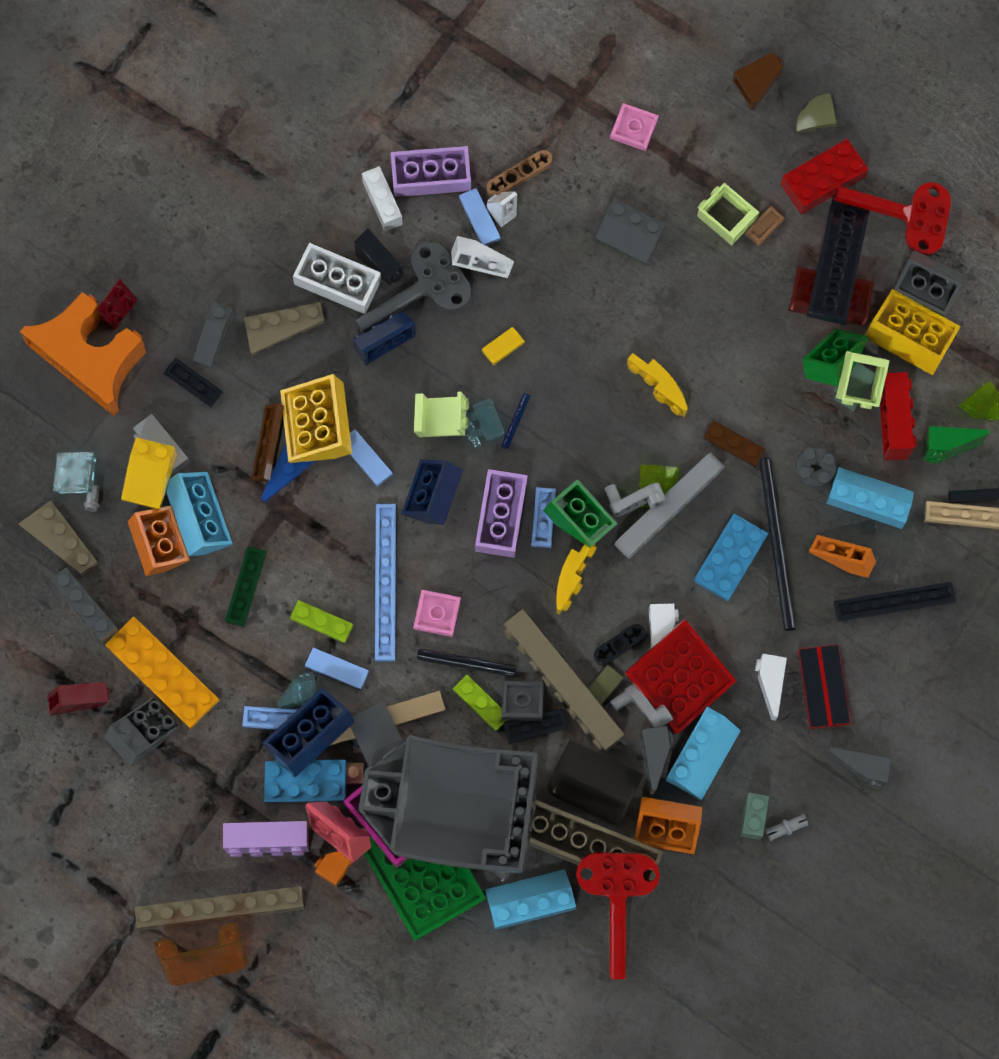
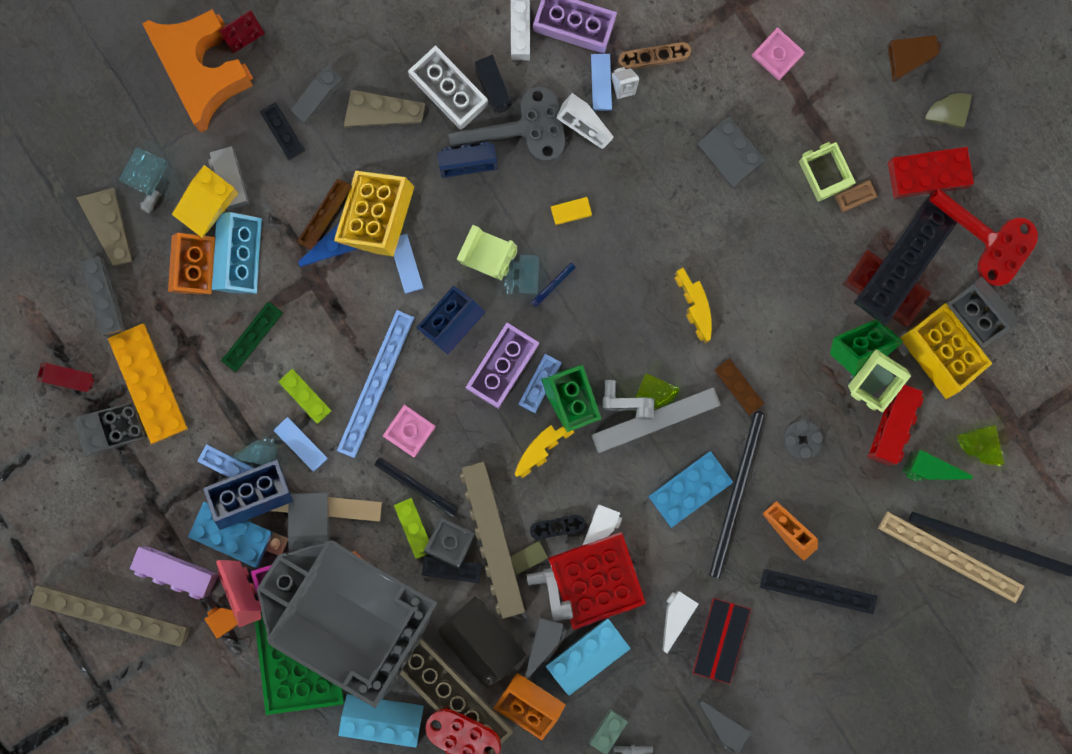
camera: 20 degrees right, 10 degrees up
(206, 961) = (102, 659): clear orange windscreen -> none
(870, 498) = (840, 487): medium azure slope -> none

